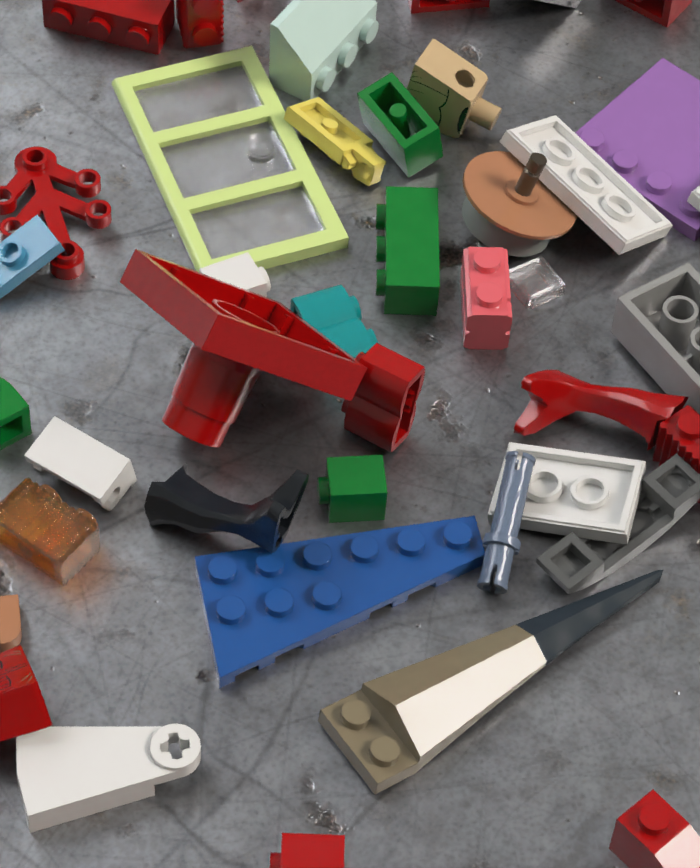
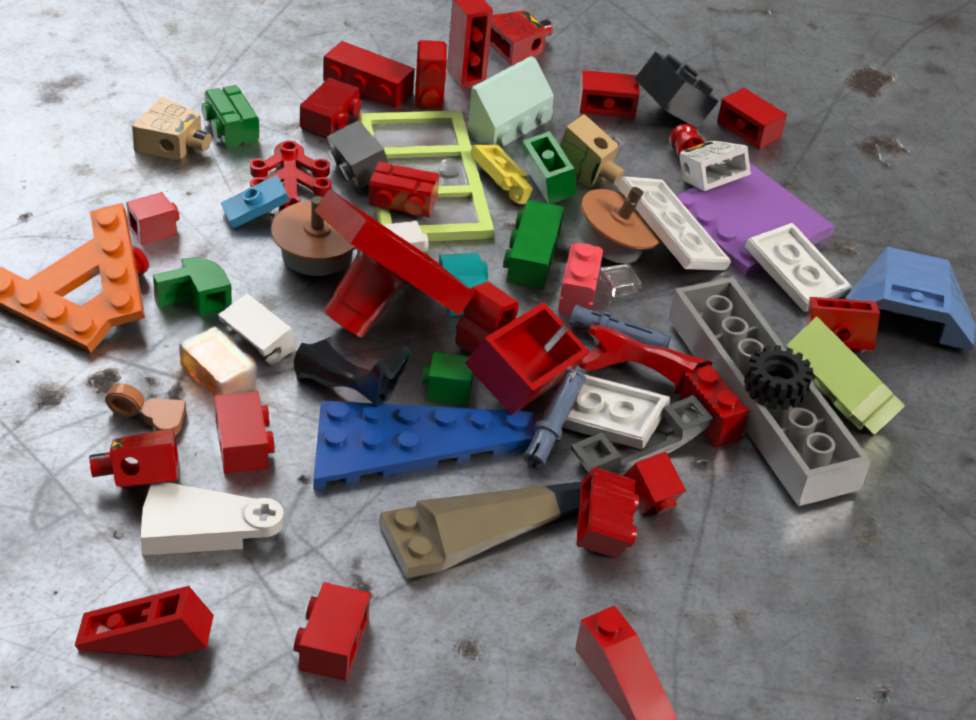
camera: 10 degrees right, 10 degrees down
(72, 79) = (329, 107): none -> red brick
(103, 311) = (309, 241): none -> nougat piece
(108, 627) = (242, 432): none -> brick
(135, 153) = (356, 153): none -> brick
(214, 201) = (403, 189): none -> red brick
(442, 455) = (515, 358): none -> red piece
(533, 359) = (585, 318): none -> sand blue pin
(571, 41) = (684, 138): none -> red wheel
(607, 651) = (607, 513): none -> red brick
(617, 75) = (704, 166): none -> white torso
(656, 596) = (656, 484): none -> red brick

